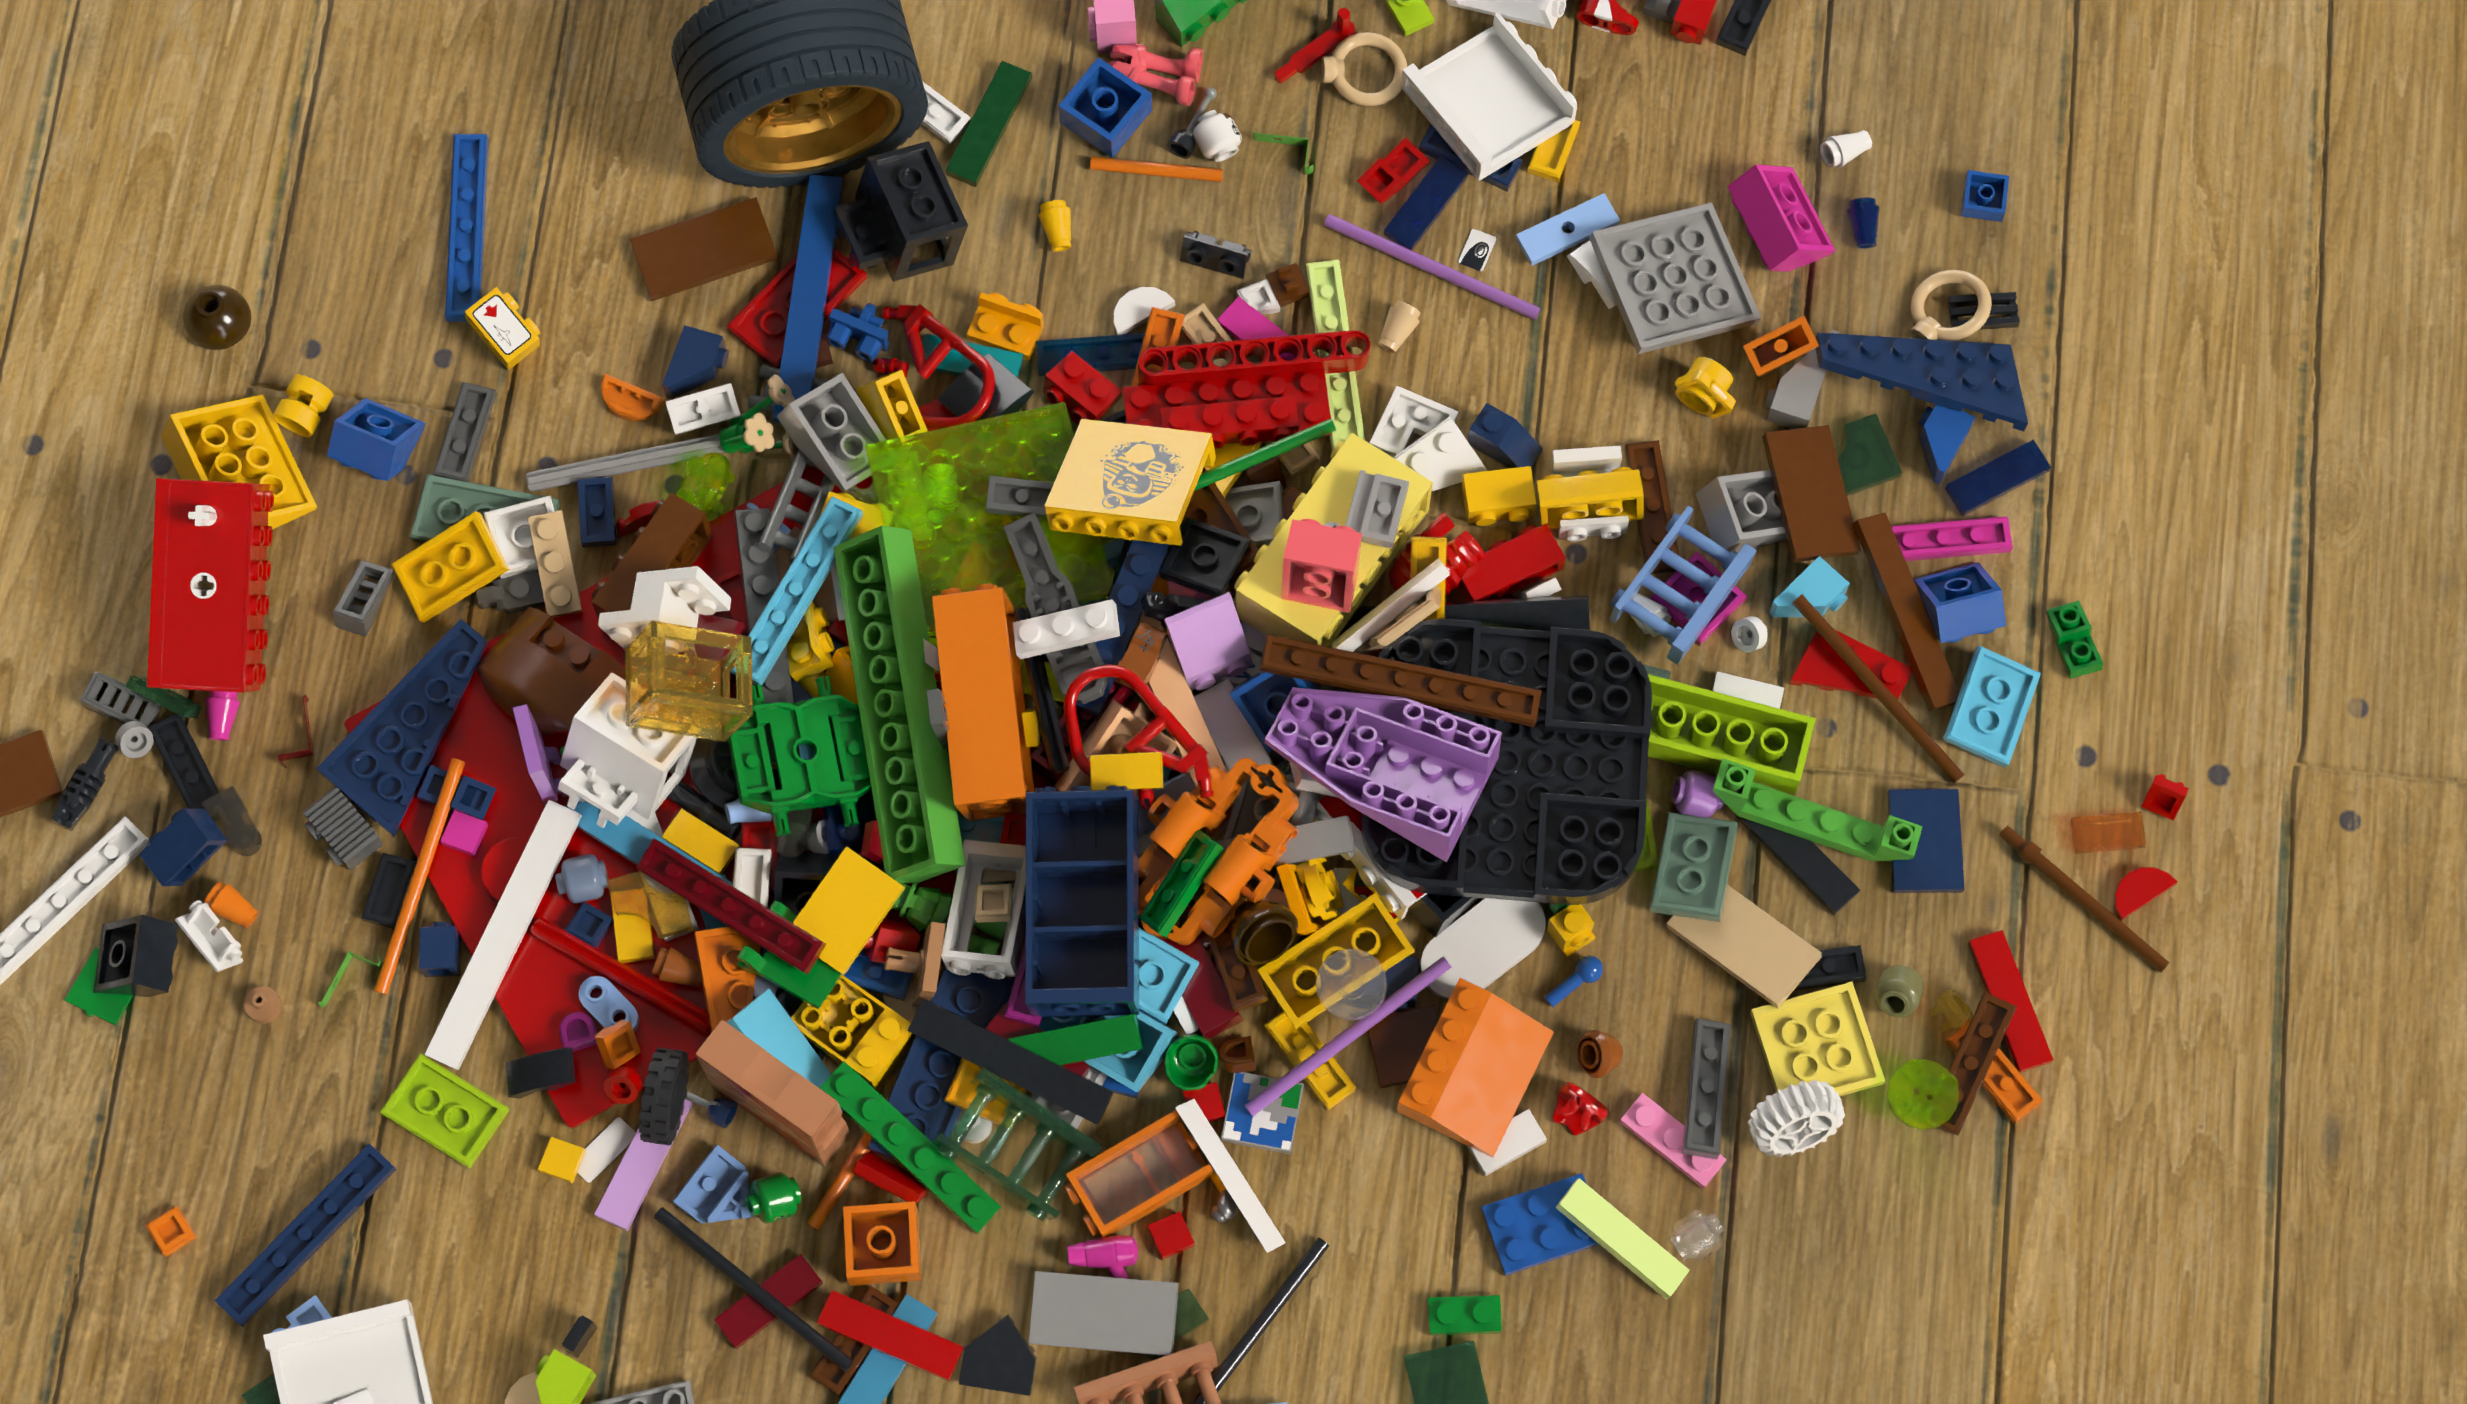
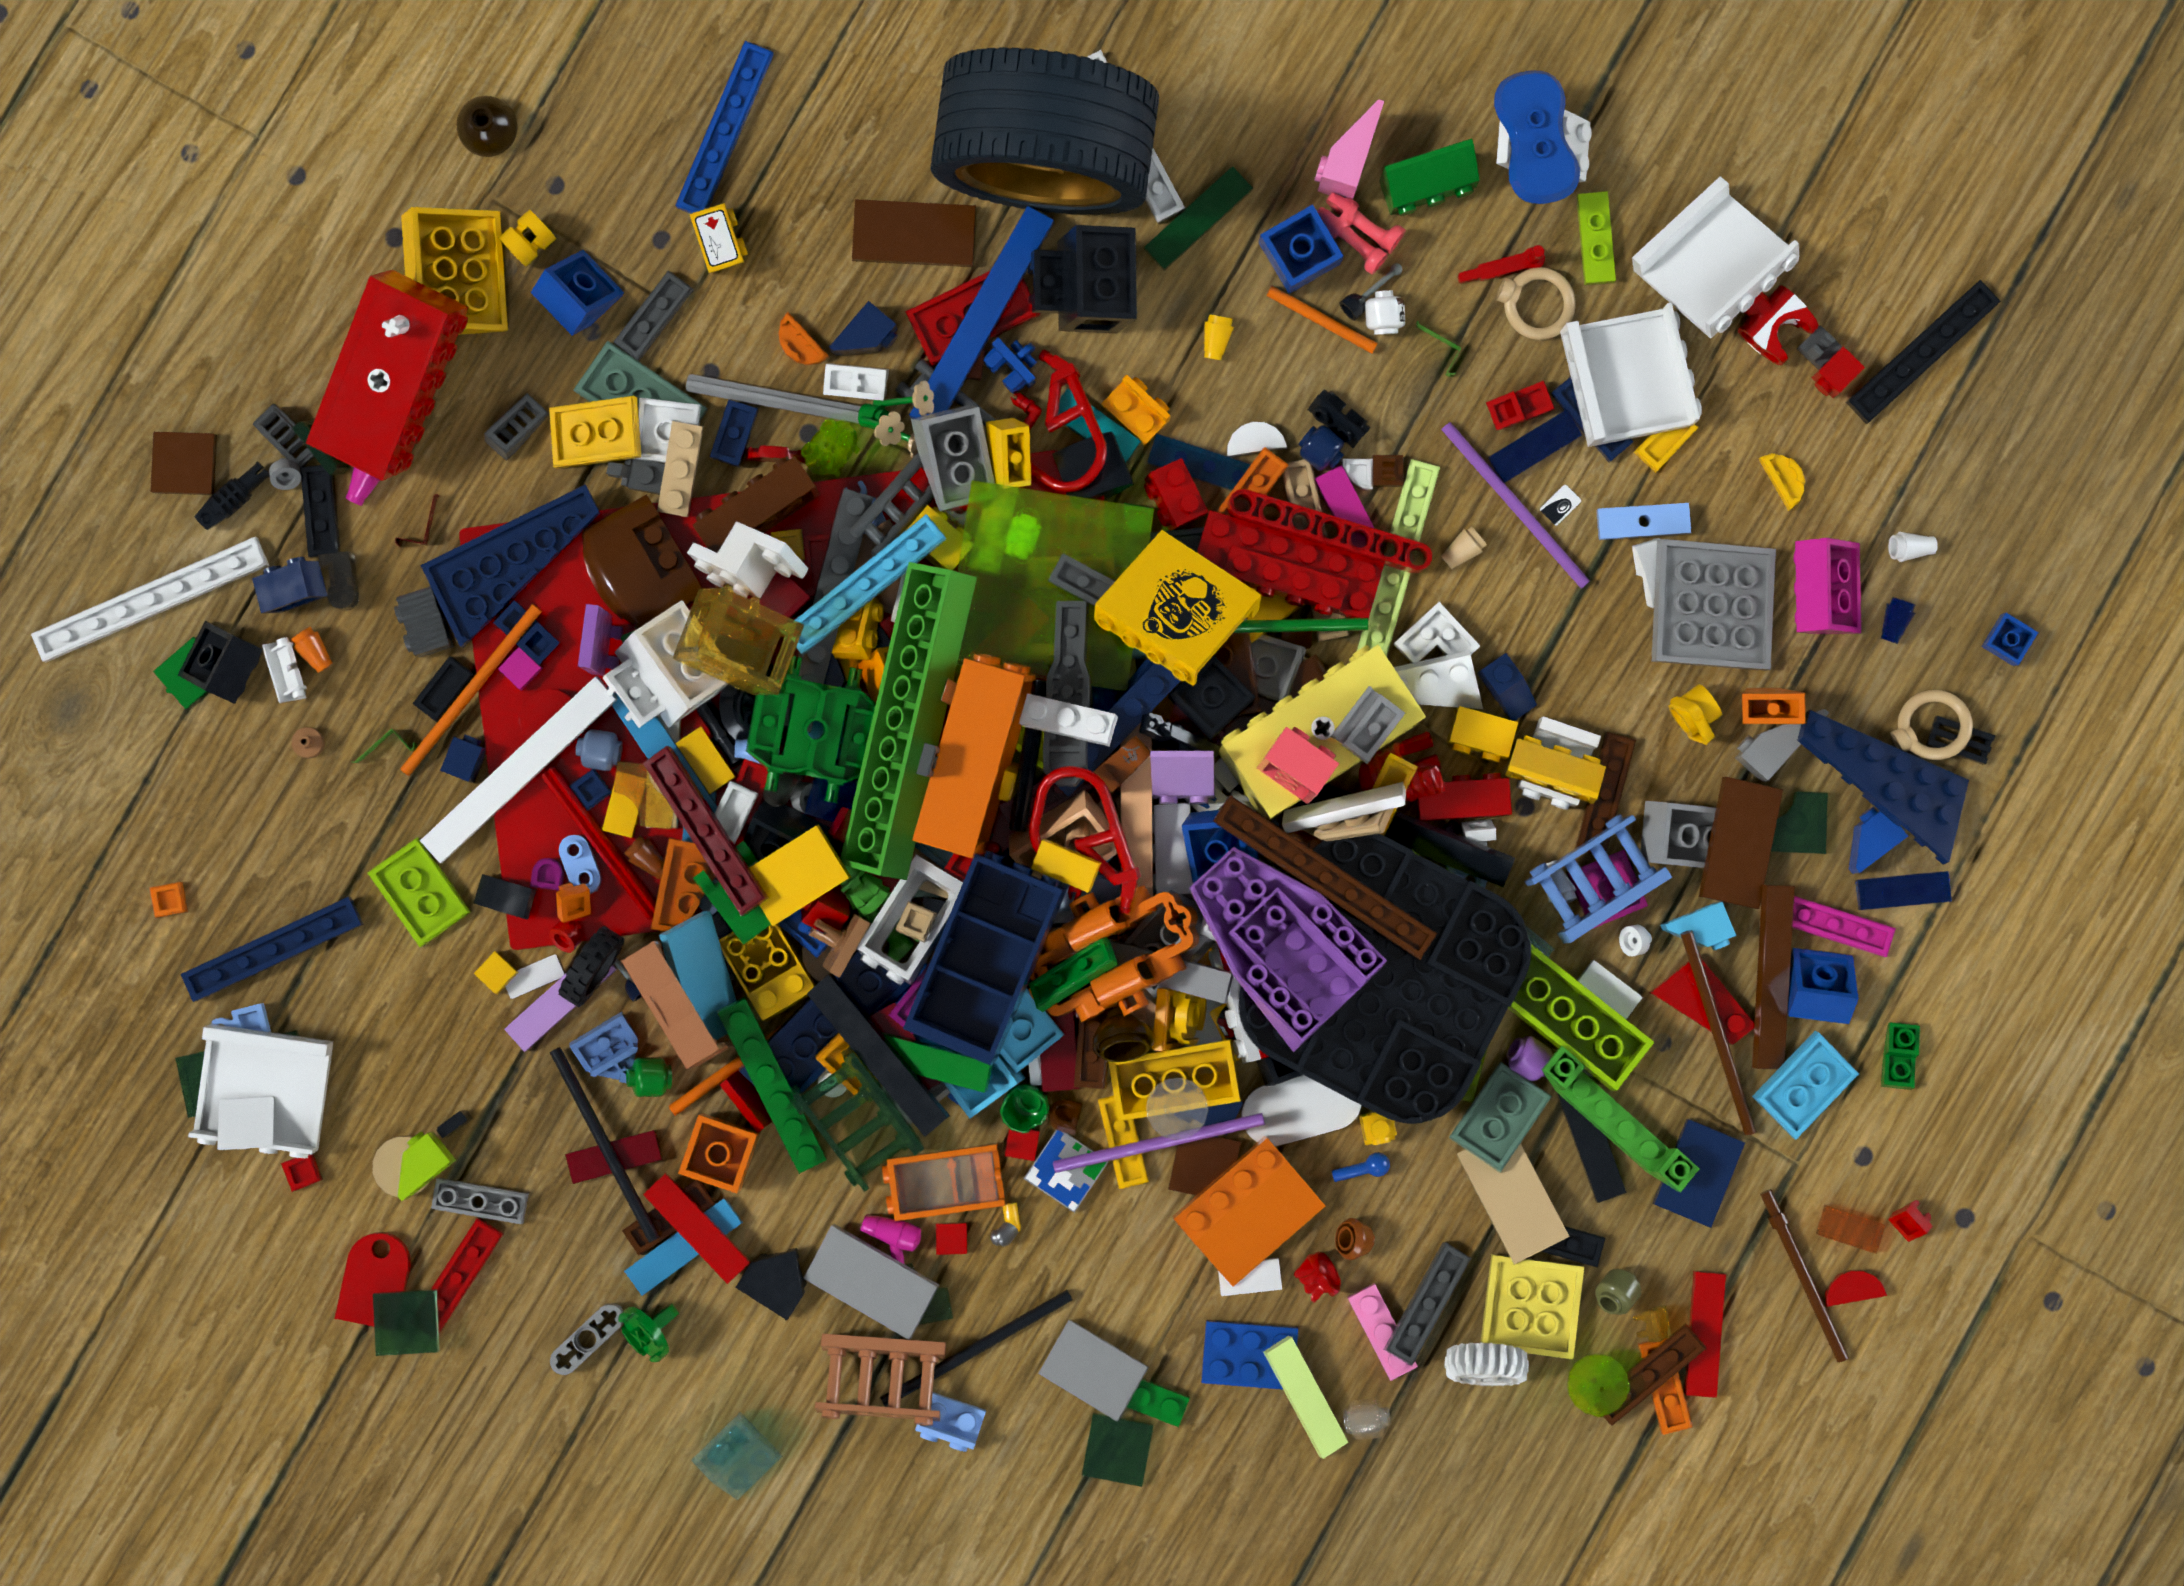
camera: 20 degrees right, 15 degrees up
(1210, 287) = (1321, 448): none -> dark blue head
(1230, 1175) = (1017, 1213): white sticker -> none
(1383, 1307) = (1093, 1370): none -> light grey tile
(1689, 134) = (1786, 478): none -> yellow tile

